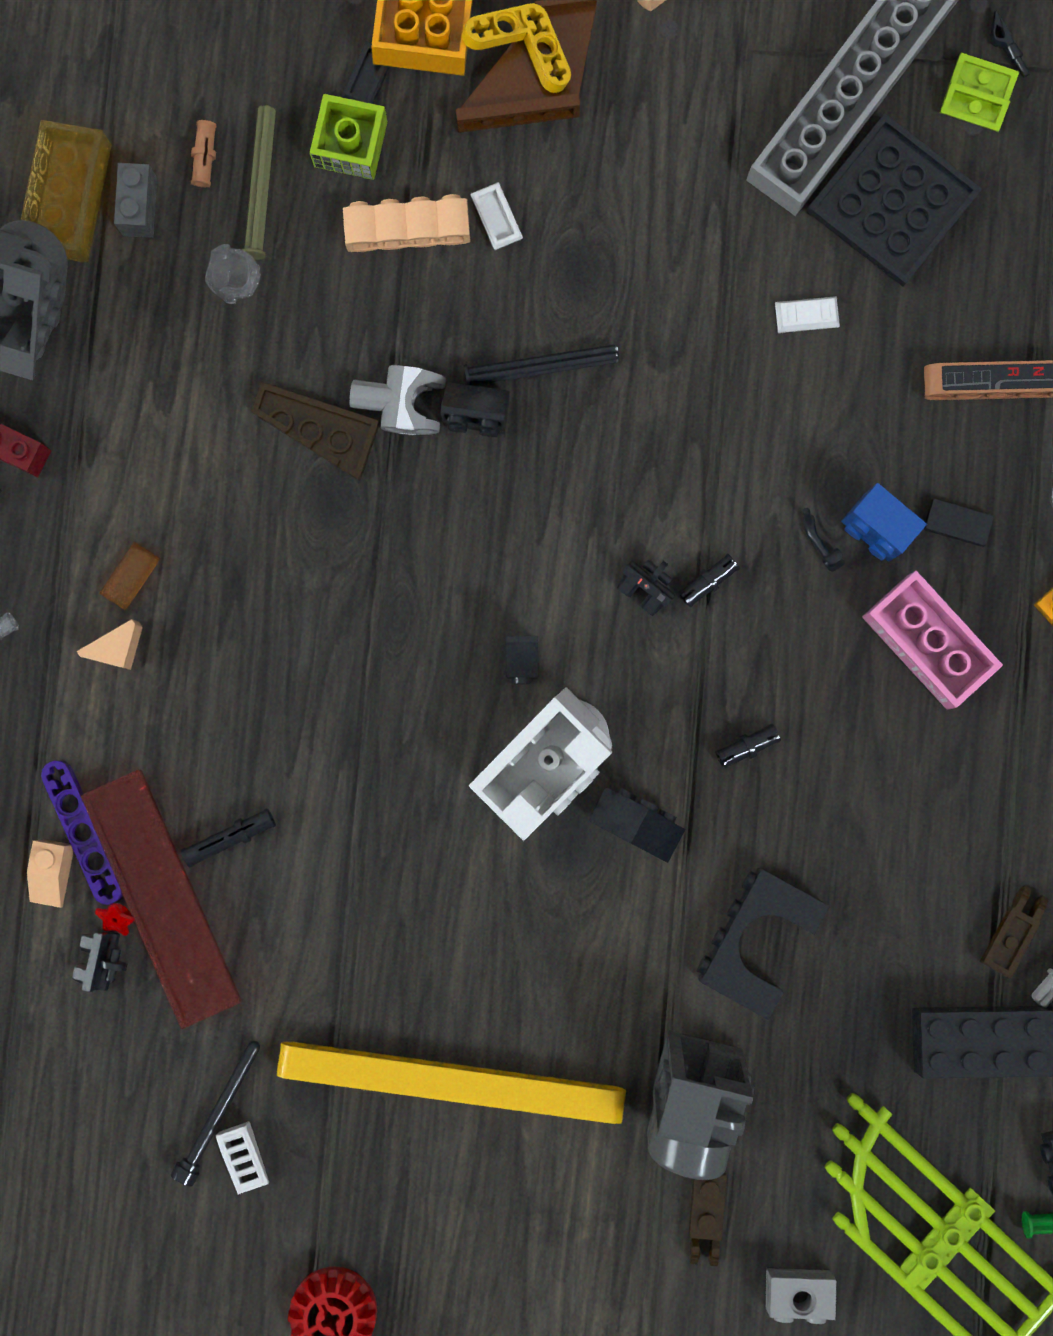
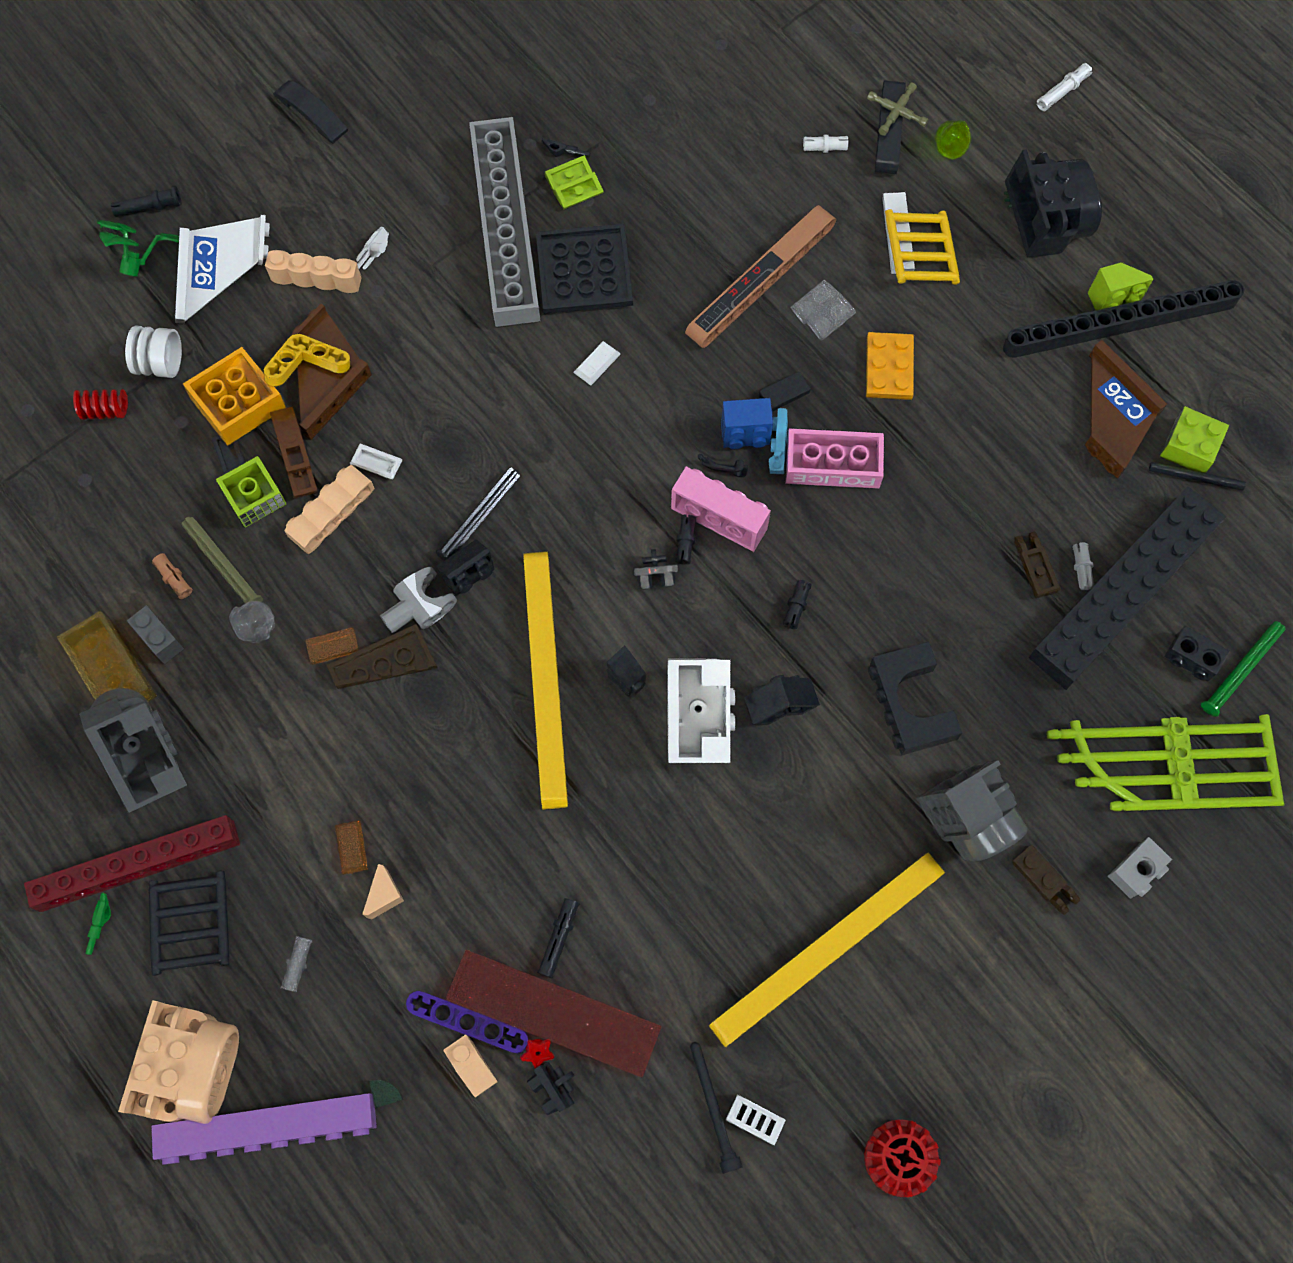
camera: 45 degrees left, 15 degrees down
(286, 366) = (332, 645): none -> clear orange tile
(426, 130) = (293, 452): none -> reddish brown slope
(445, 588) = (545, 681): none -> yellow beam
(769, 584) = (720, 508): none -> bright pink brick
(895, 572) = (778, 444): none -> medium azure hinge

